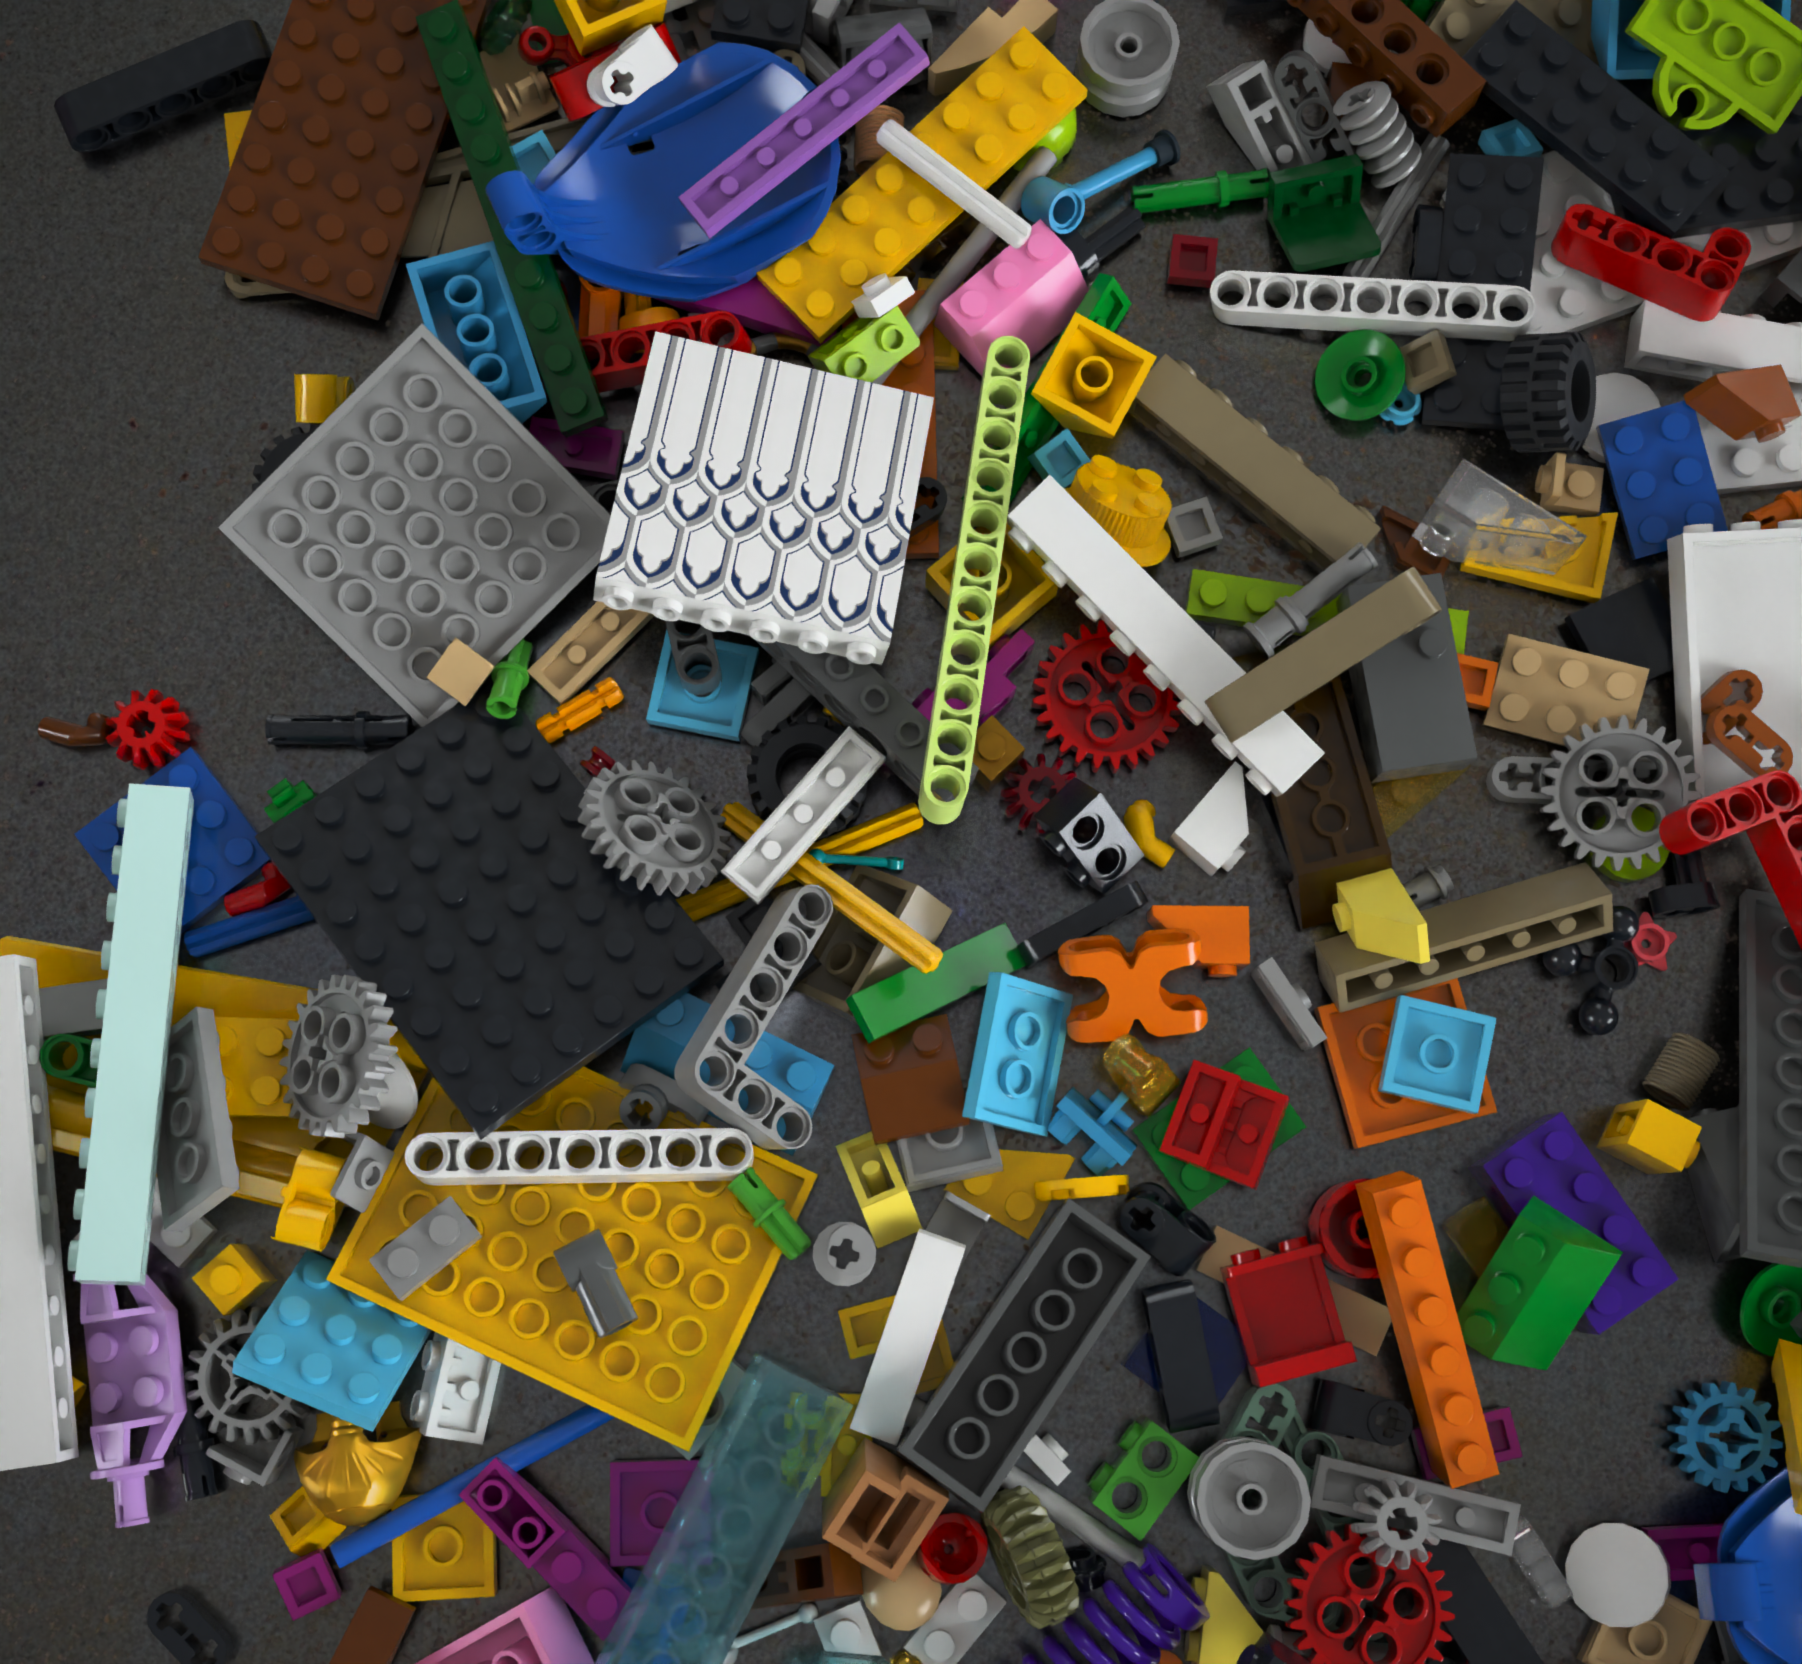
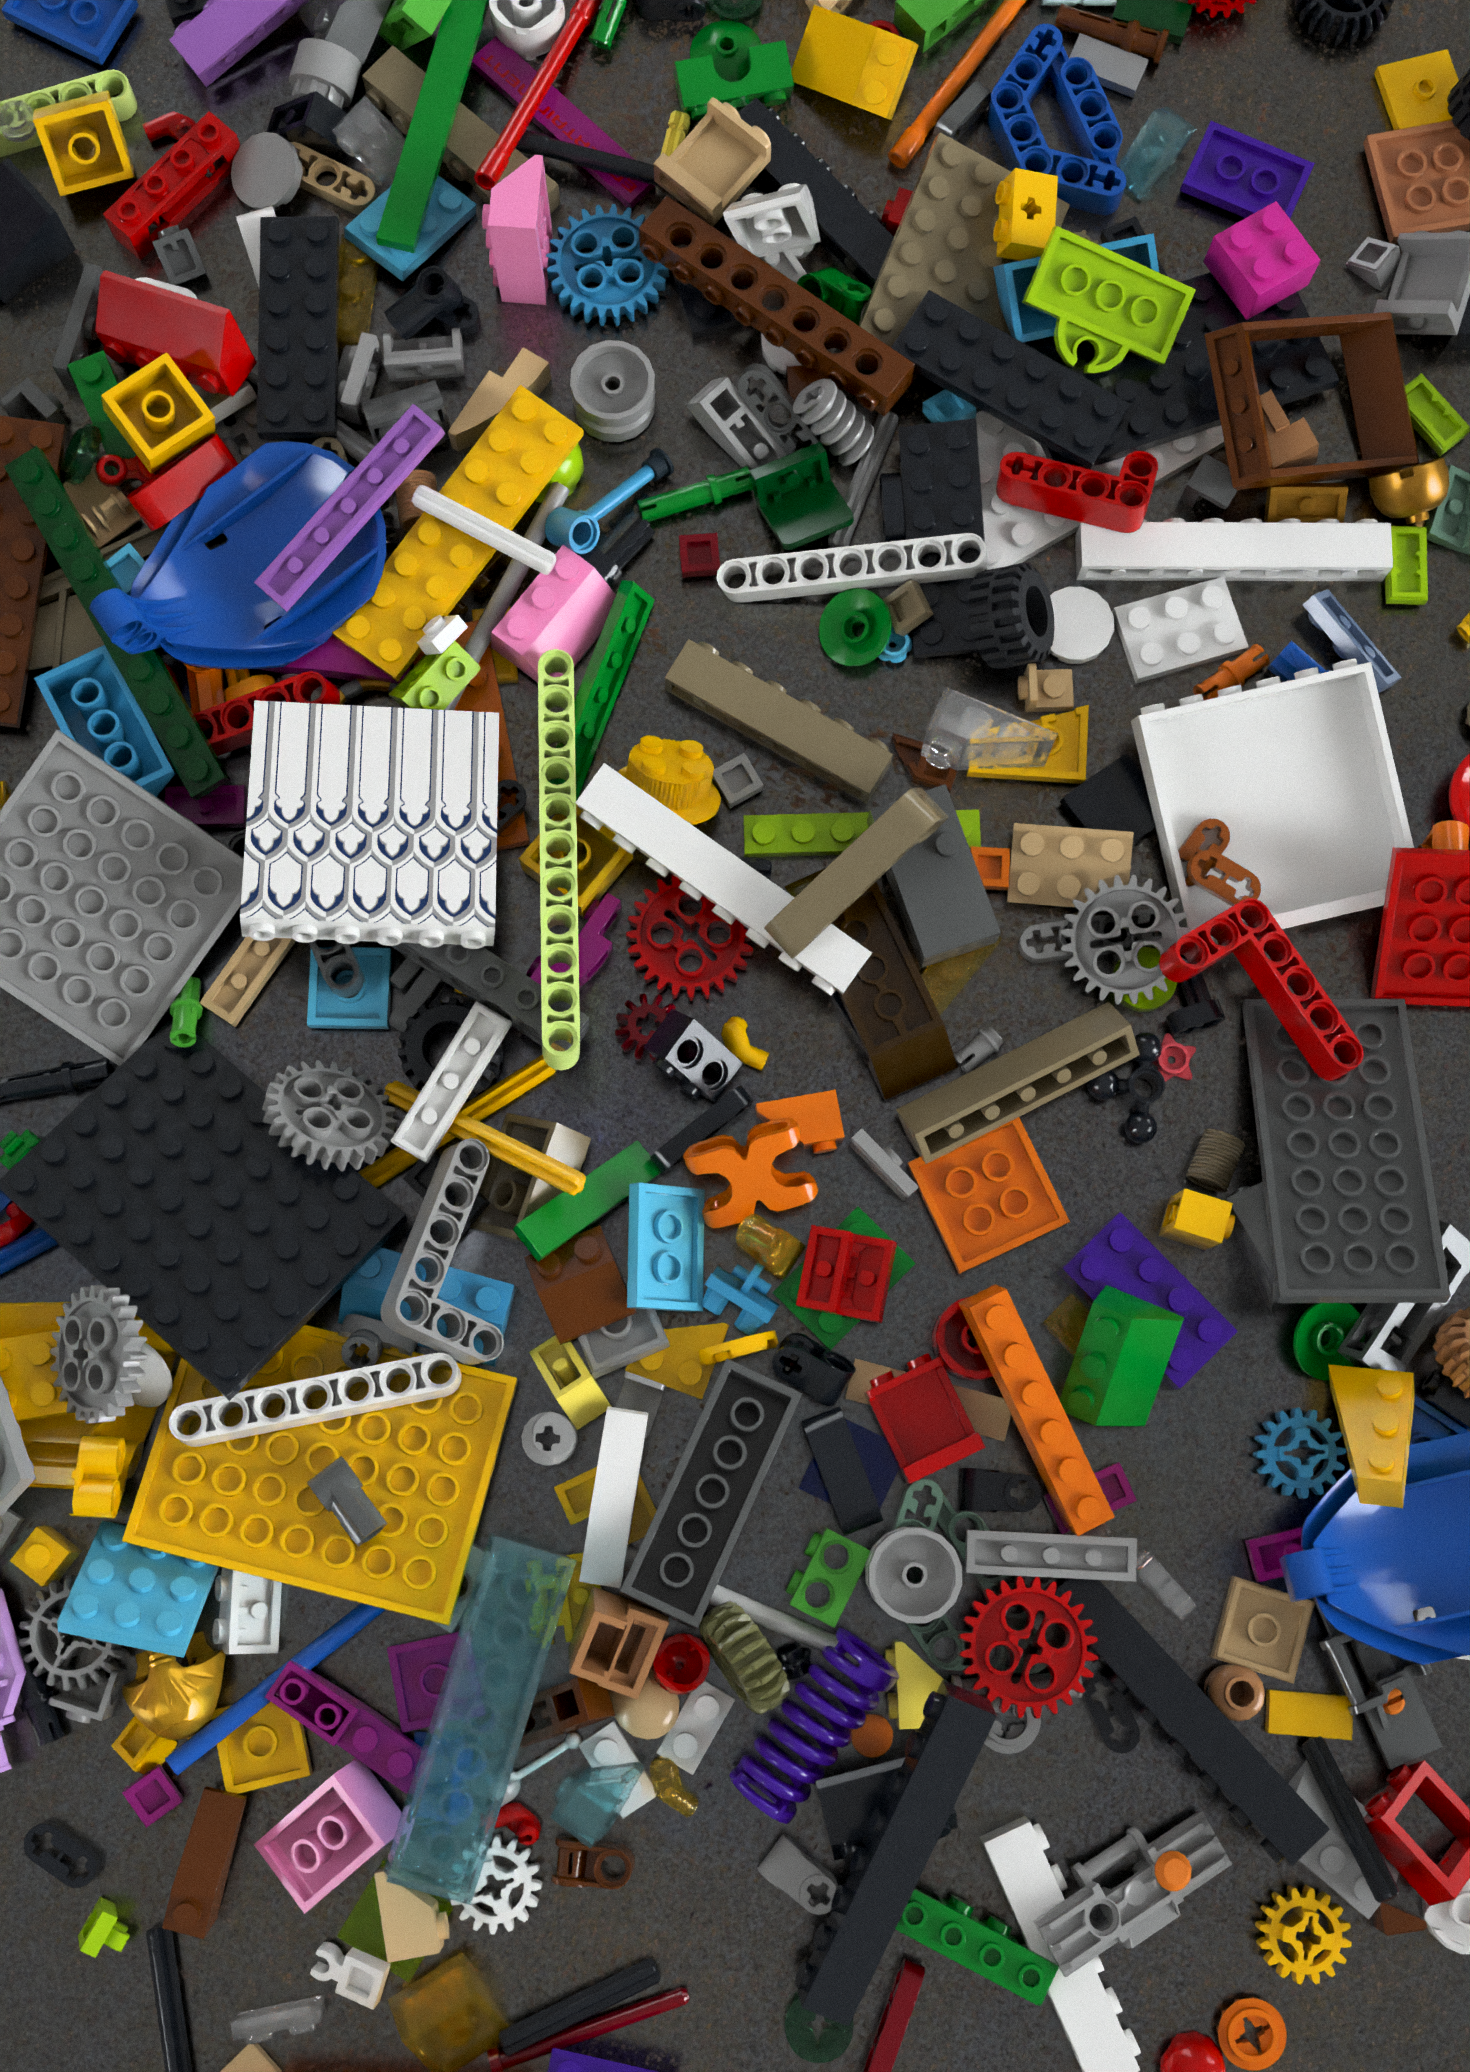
camera: 10 degrees left, 0 degrees up
(361, 1171) = (135, 1446): light grey bracket -> none
(425, 1248) = (200, 1499): light grey plate -> none
(460, 671) = (143, 1014): tan slope -> none
(579, 709) = (249, 1027): light orange axle -> none
(597, 761) = (272, 1068): dark red bush -> none
(636, 64) = (200, 474): white piece -> none
(770, 1214) = (482, 1417): bright green axle -> none
(888, 862) = (534, 1107): teal hinge -> none
(995, 753) = (601, 1000): pearl gold brick -> none
(1048, 1457) = (747, 1573): white plate -> none
(1059, 458) = (615, 744): medium azure plate -> none
(1092, 378) = (630, 671): yellow slope -> none
(1216, 825) = (798, 1027): white slope -> none
(1292, 612) = (831, 839): light grey pin -> none
(1381, 917) = (944, 1078): light yellow slope -> none
(1388, 1542) = (1040, 1558): light grey gear -> none
(1437, 1054) = (1011, 1183): medium azure plate -> none
(1618, 1575) = (1229, 1582): white tile -> none
(1660, 476) = (1118, 668): blue plate -> none
(1747, 402) = (1176, 595): dark orange slope -> none

